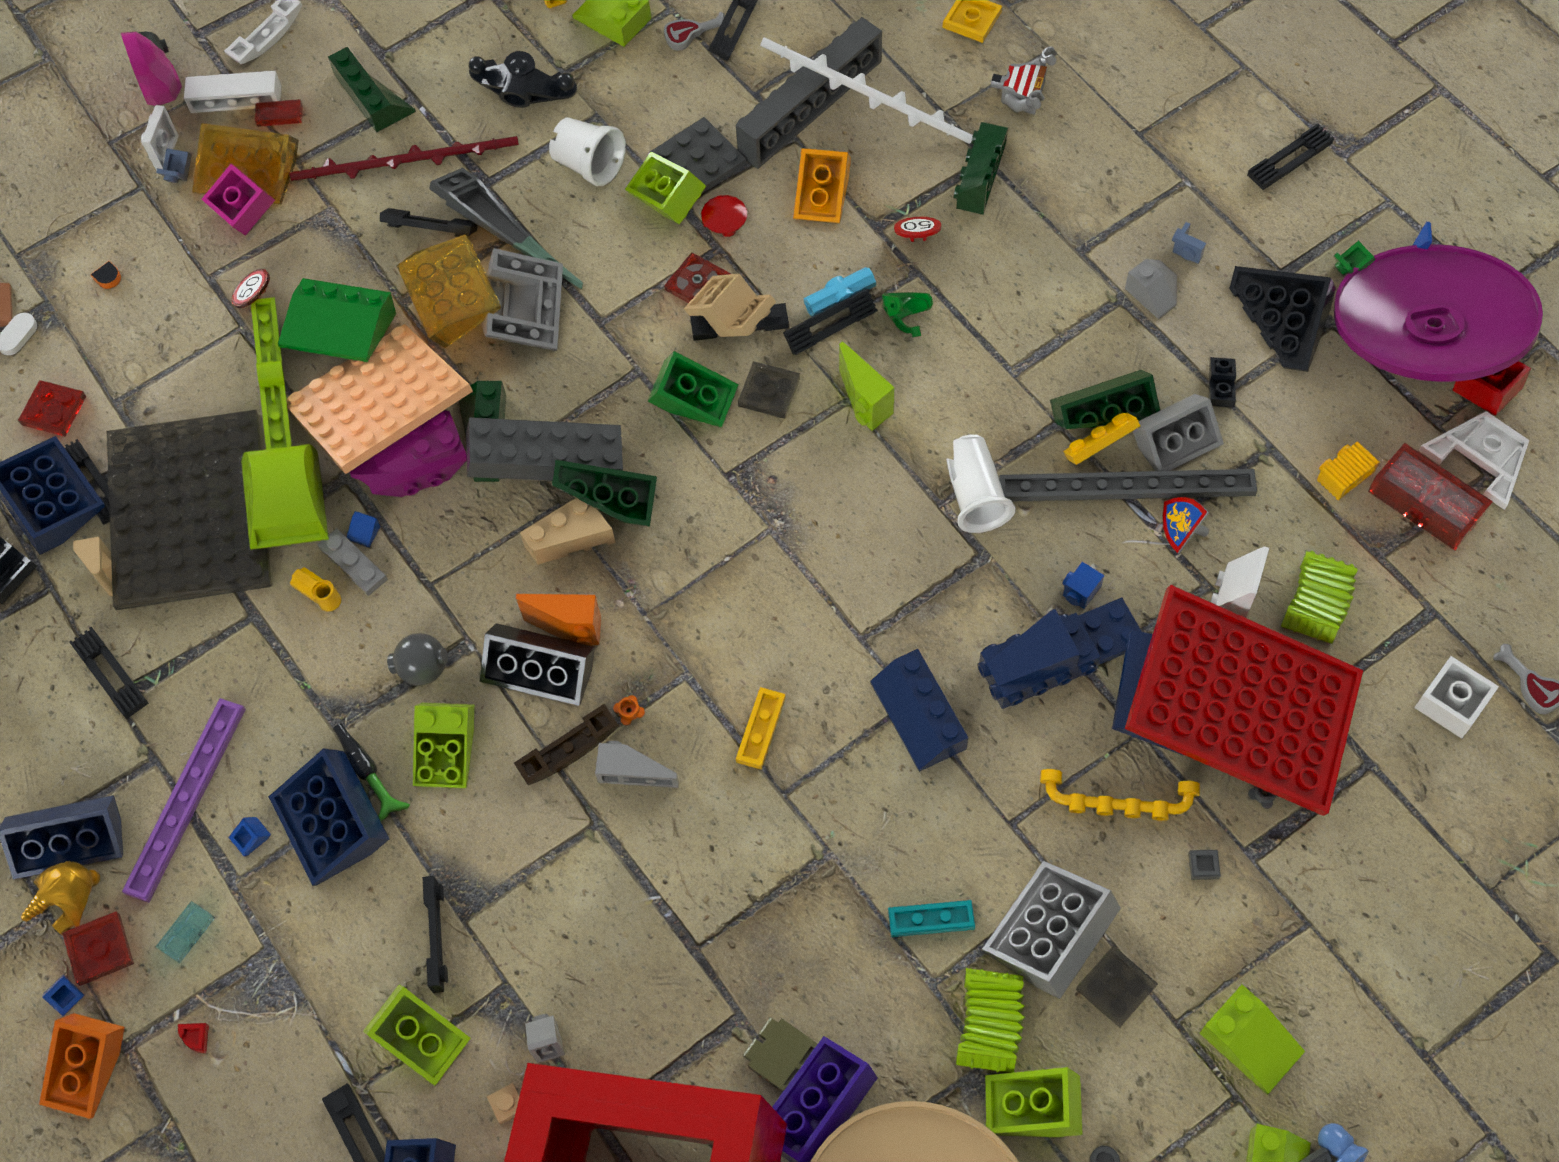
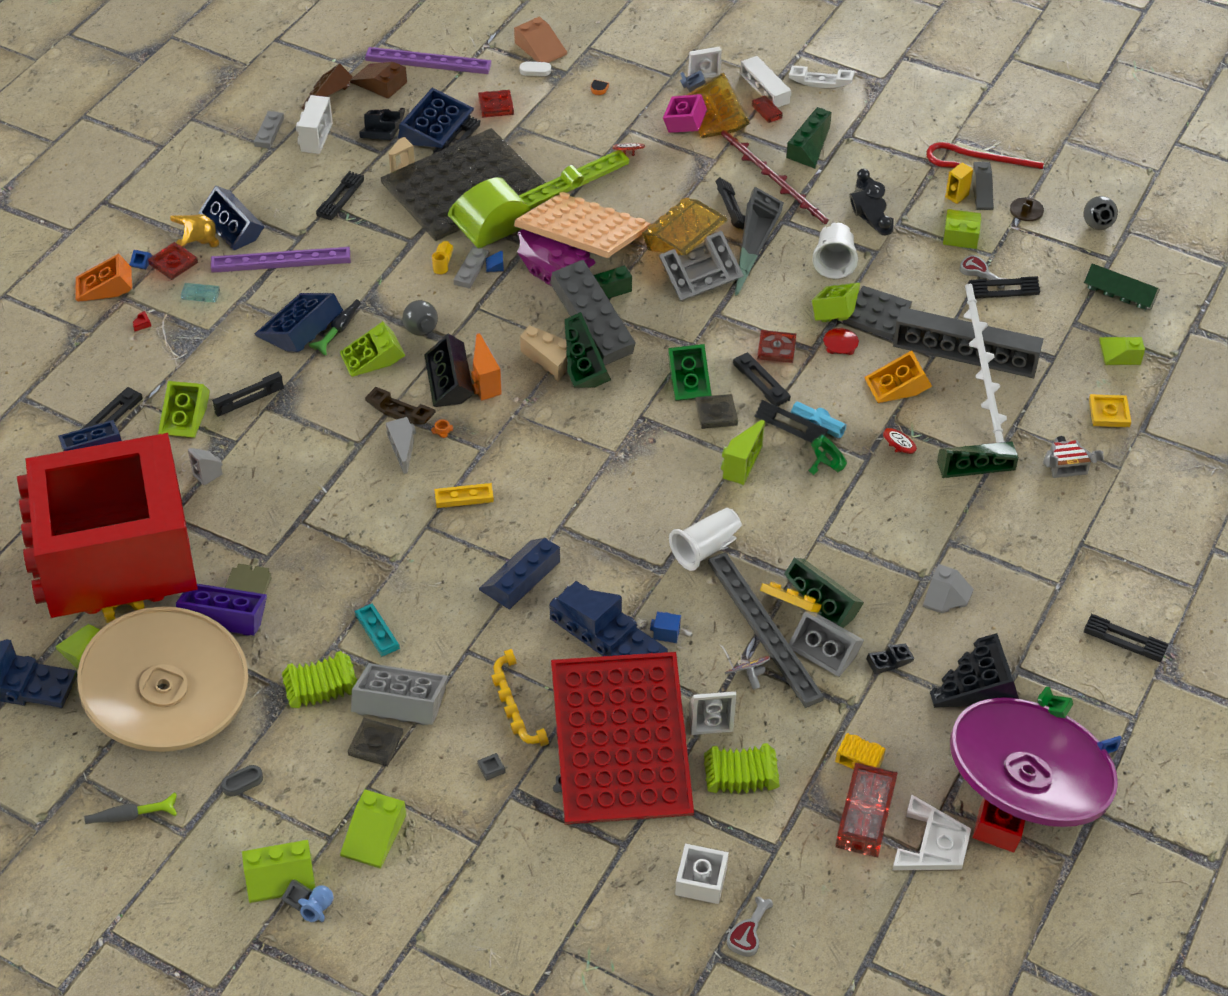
camera: 60 degrees right, 15 degrees down
(151, 67) = (745, 35): dark pink piece -> none
(249, 835) = (272, 295): blue slope -> none
(336, 319) = (628, 189): green slope -> none
(730, 305) = (760, 361): tan bracket -> none
(1034, 1103) = (273, 723): lime slope -> none
(1188, 246) = (997, 594): sand blue bracket -> none

